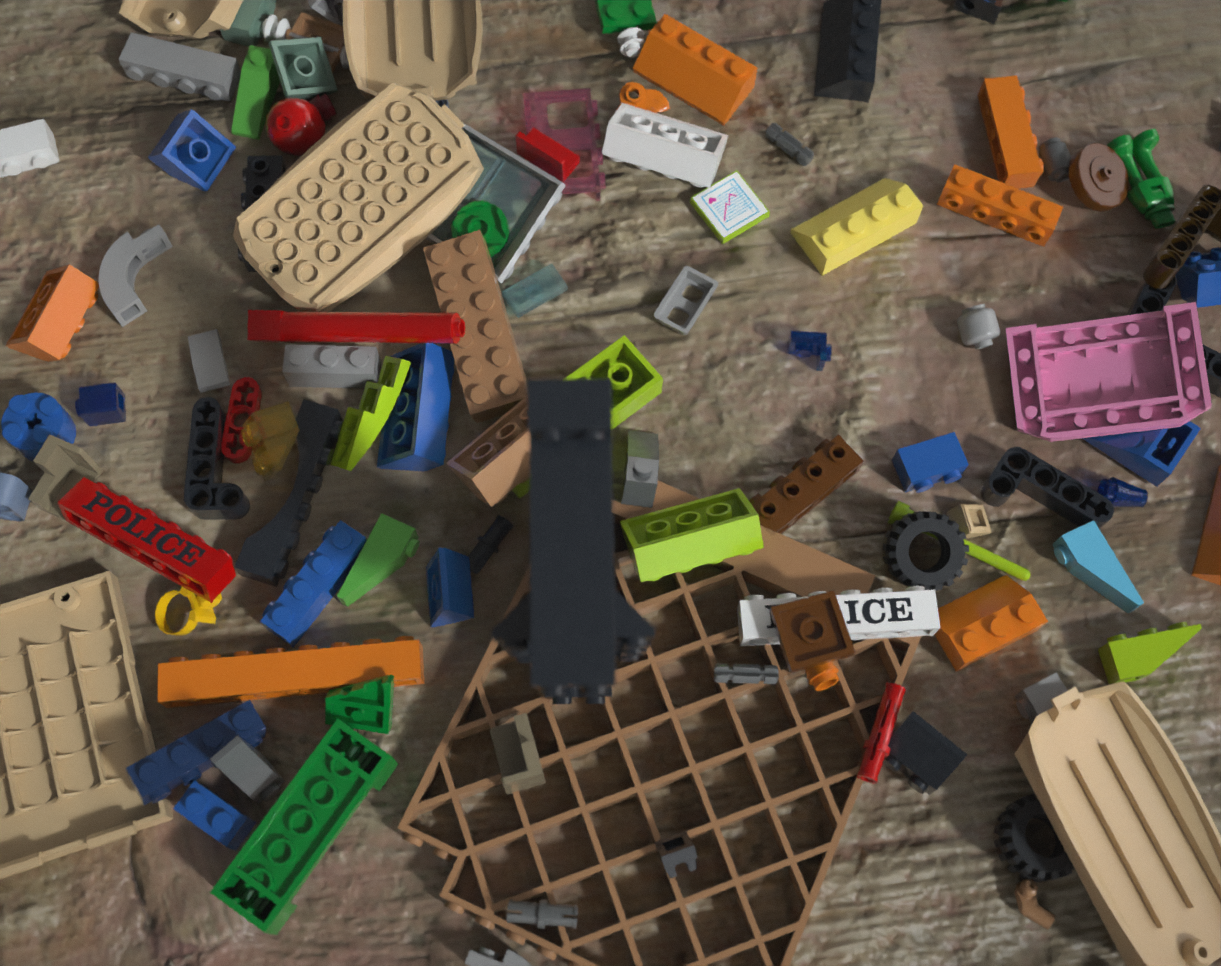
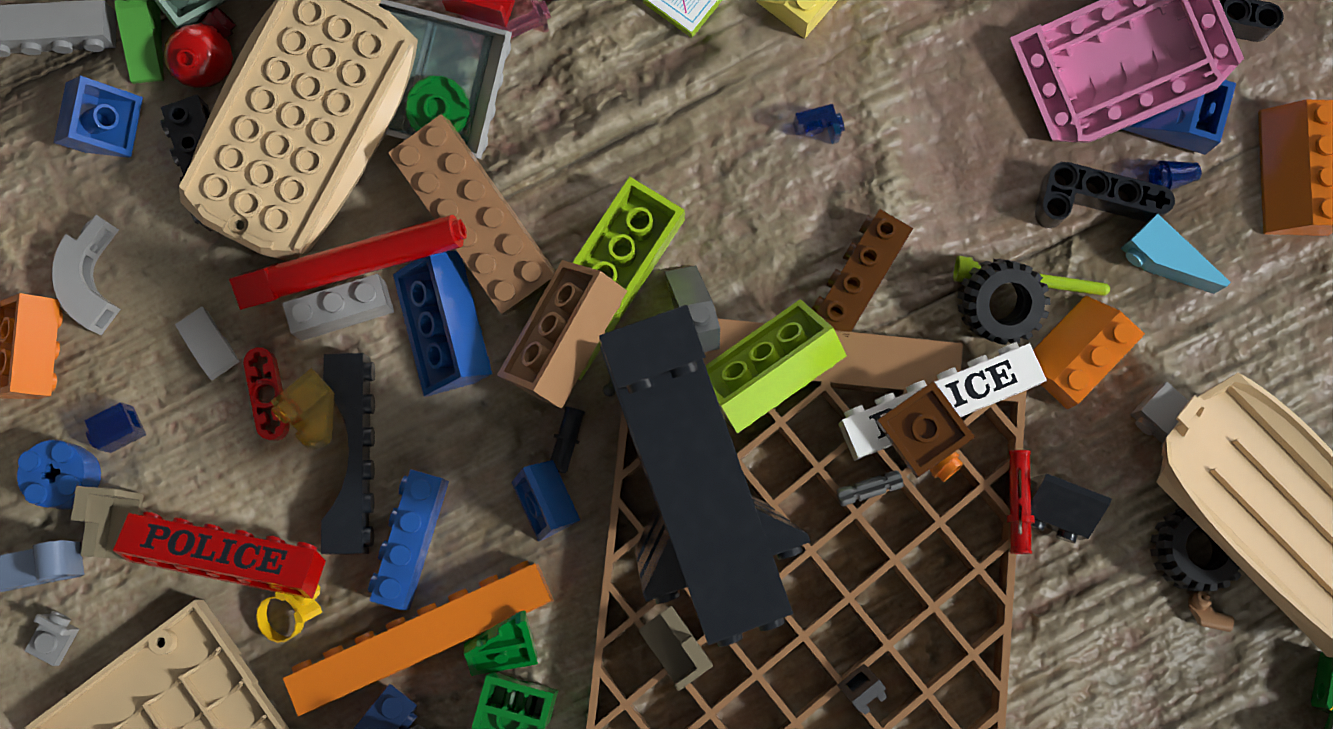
camera: 15 degrees left, 10 degrees up
(210, 457) = (252, 444): black beam -> none
(365, 423) = (396, 356): lime slope -> none
(381, 556) = (464, 486): bright green slope -> none
(534, 290) = (517, 154): clear light blue plate -> none
(674, 299) = (664, 115): light grey piece -> none
(930, 463) = (978, 205): blue brick -> none
(971, 519) = (1033, 251): tan slope -> none
(978, 326) = (981, 44): light grey head -> none
(1141, 655) = (1243, 334): lime slope -> none

